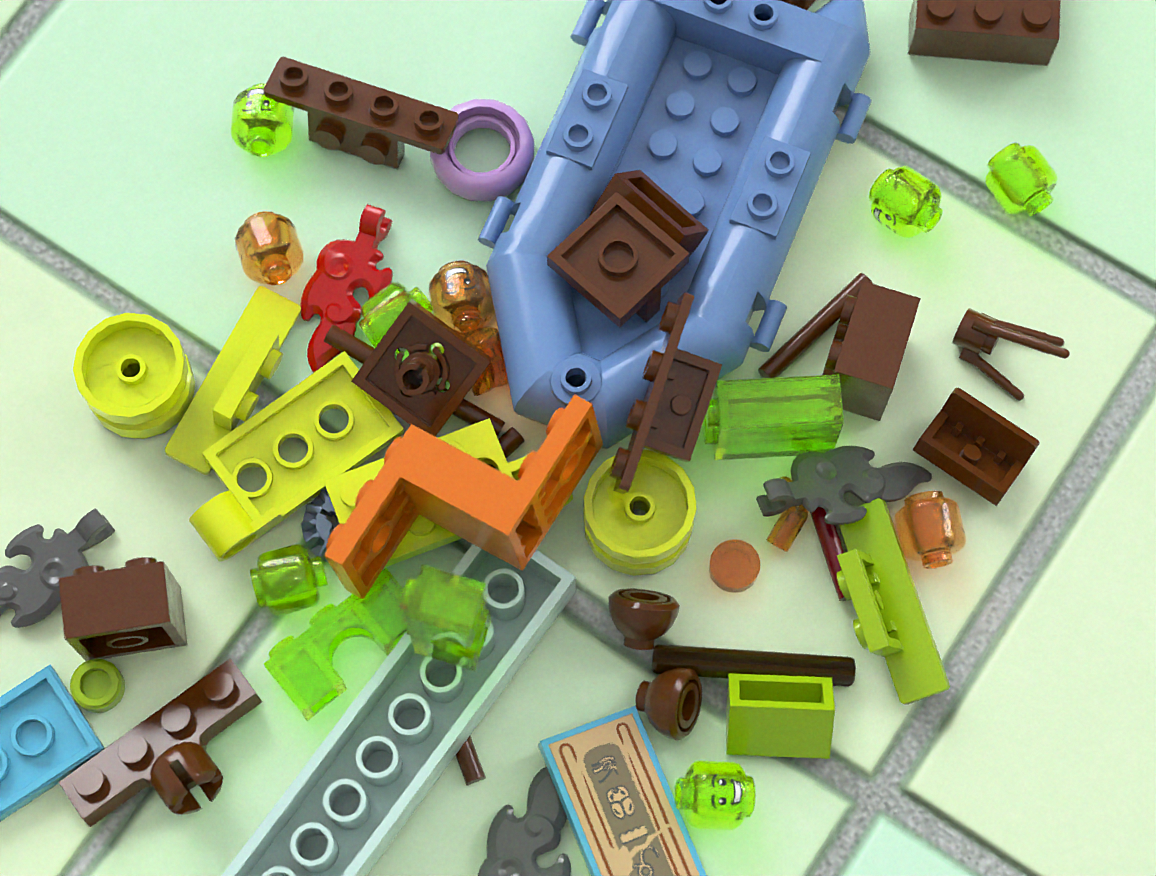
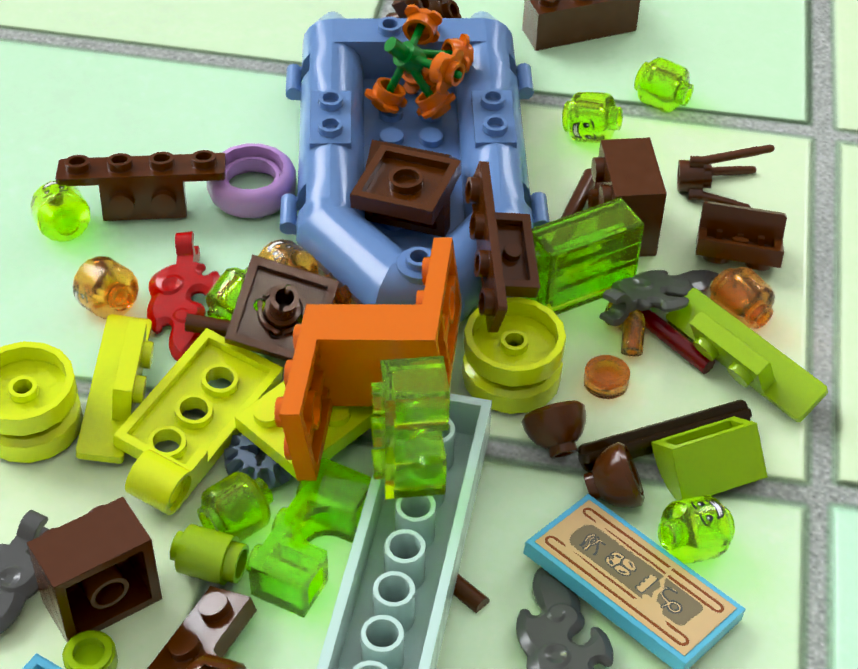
camera: 25 degrees left, 25 degrees down
(241, 625) = (209, 555): none -> lime brick
(722, 67) = (420, 68): none -> orange plant

